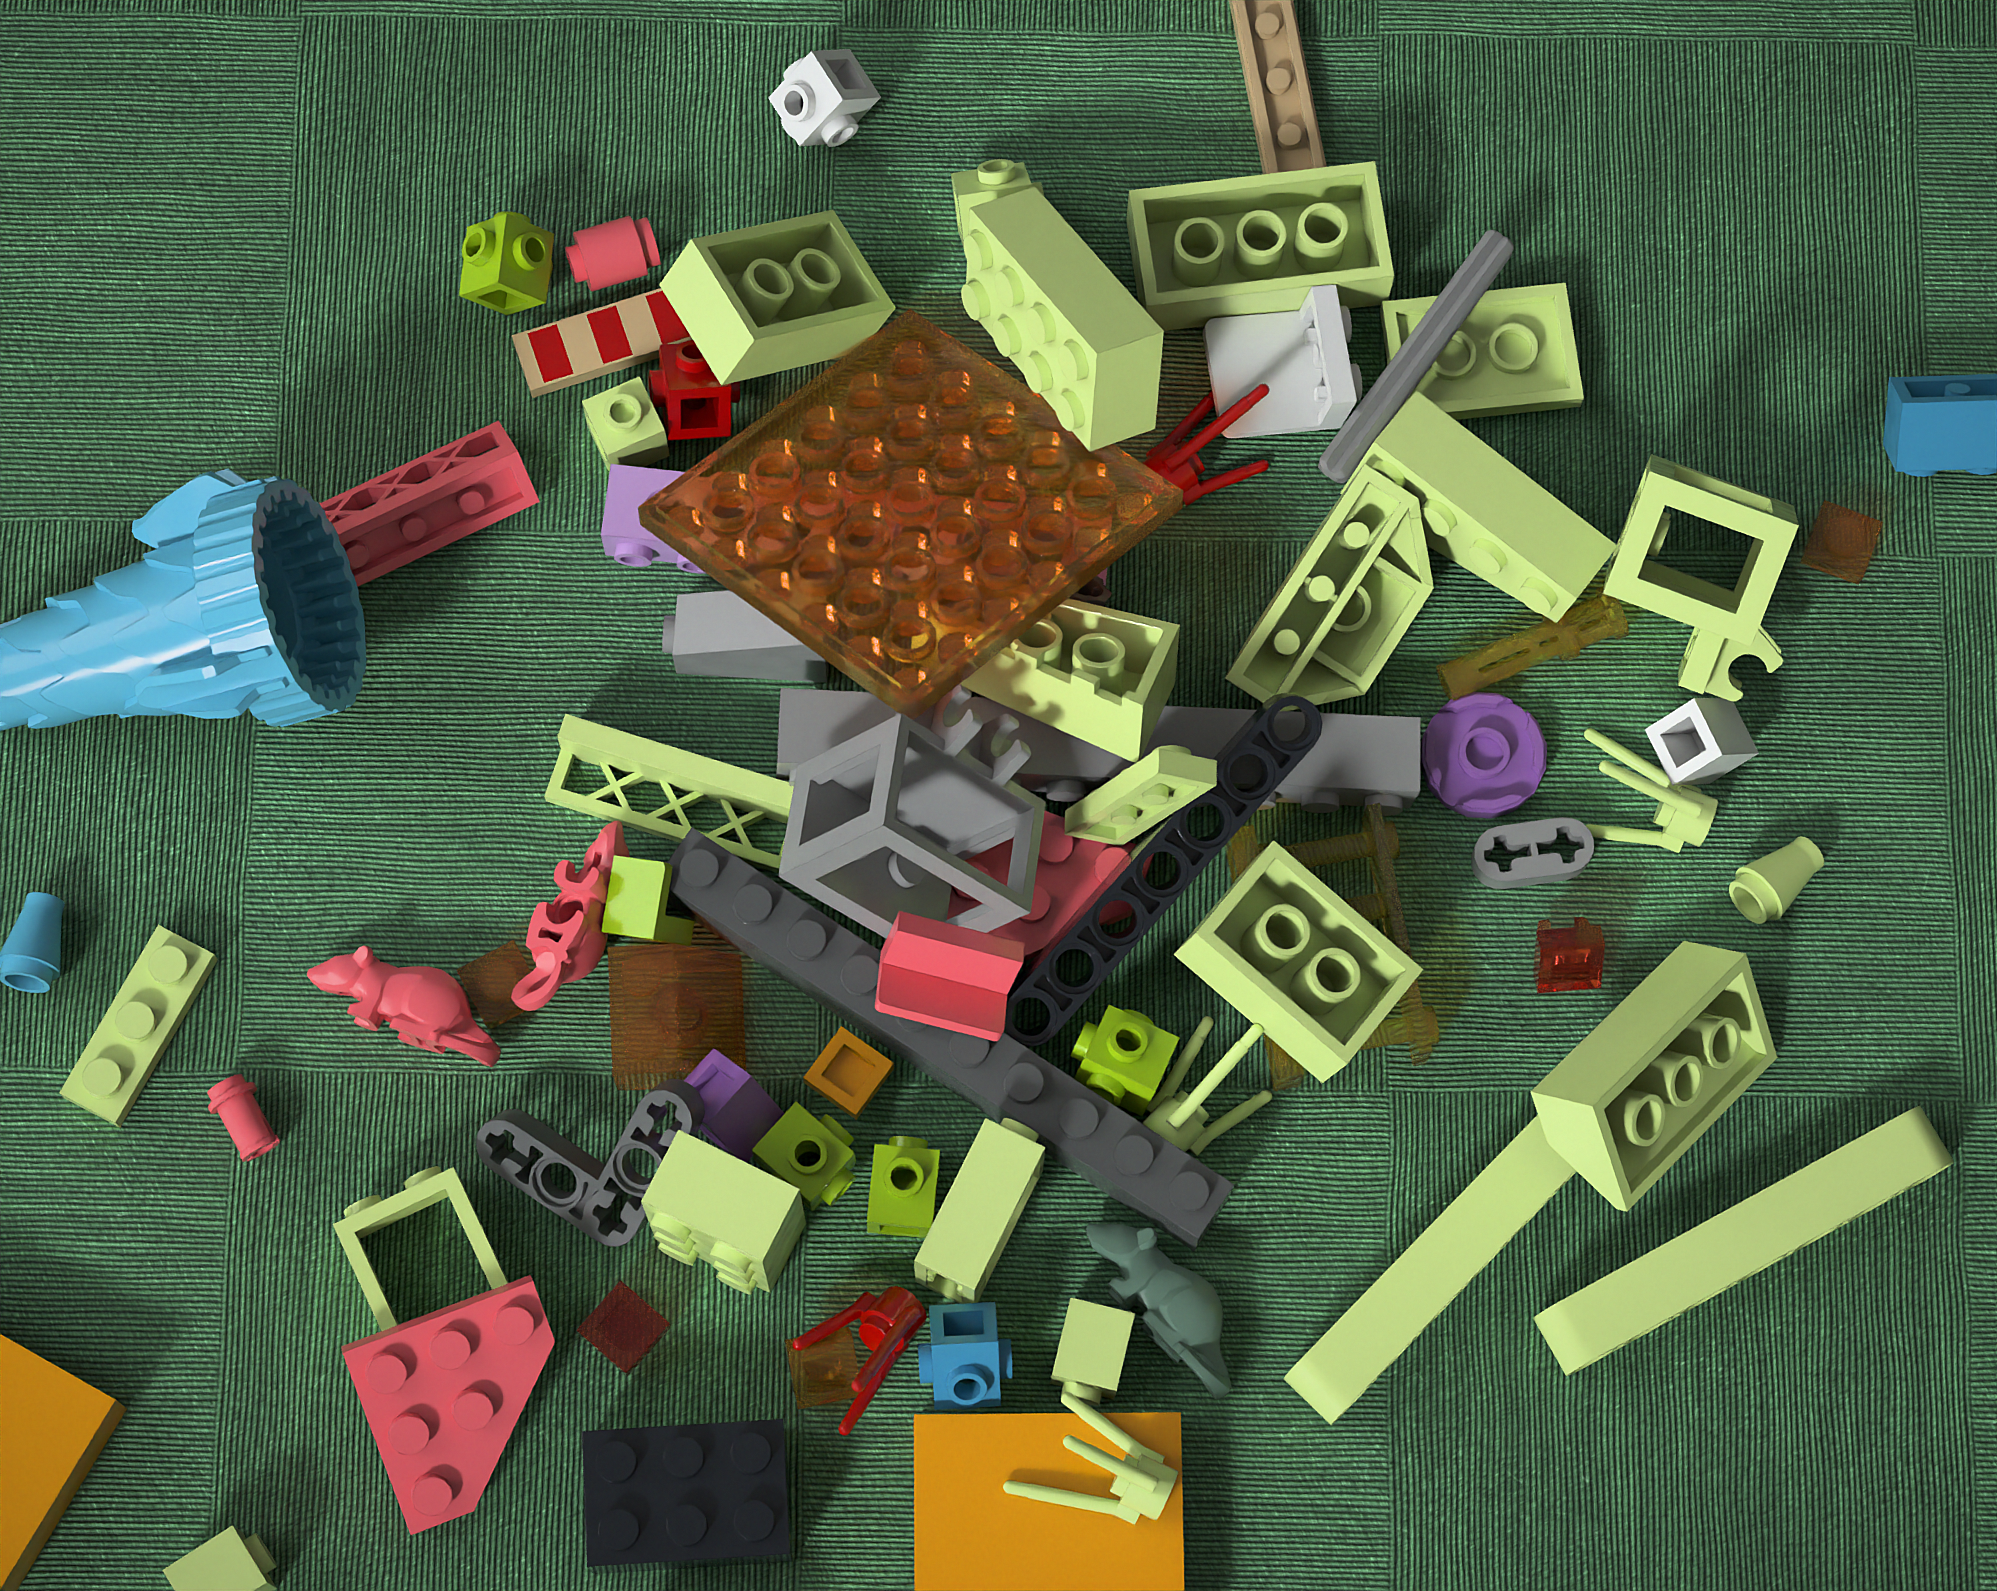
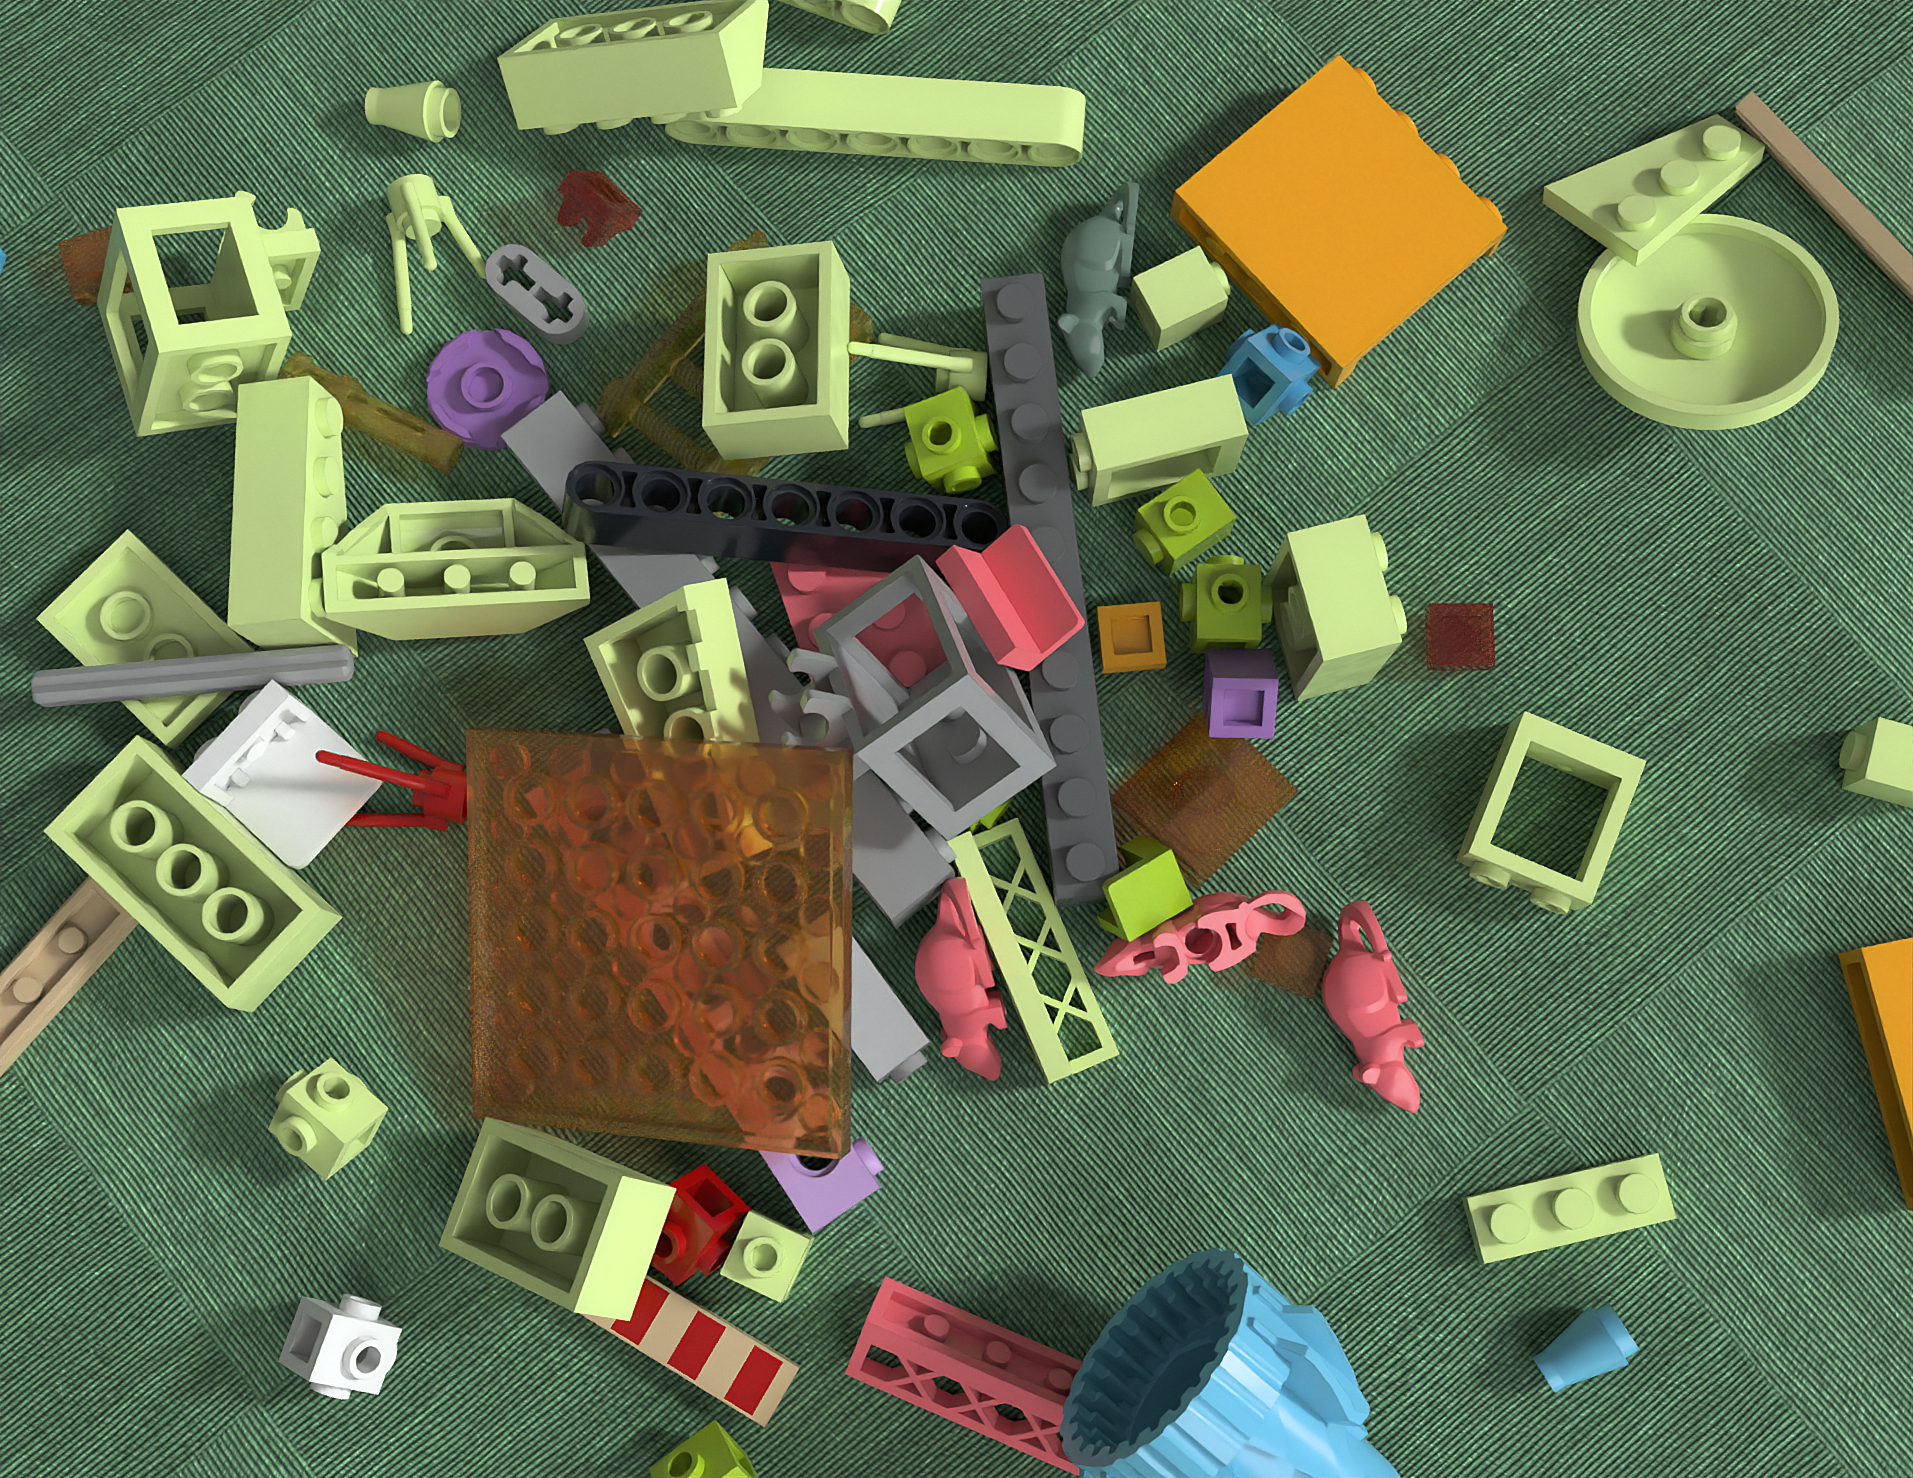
camera: 125 degrees left, 5 degrees up
(242, 1116) = (1565, 1059): coral pin -> none
(449, 1395) = (1627, 708): coral plate -> none
(597, 1183) = (1379, 742): dark grey beam -> none
(612, 252) = (622, 1406): coral brick -> none
(686, 1496) = (1537, 483): black brick -> none
(702, 714) = (954, 976): none -> coral animal
(823, 1369) = (1359, 471): clear orange plate -> none
(885, 1329) = (1290, 446): red plant -> none
(1062, 318) = (388, 958): yellowish green brick -> none
(1139, 1481) = (1258, 170): yellowish green plant -> none
(1141, 796) = (743, 563): yellowish green plate -> none
(1701, 741) = (352, 227): white brick -> none

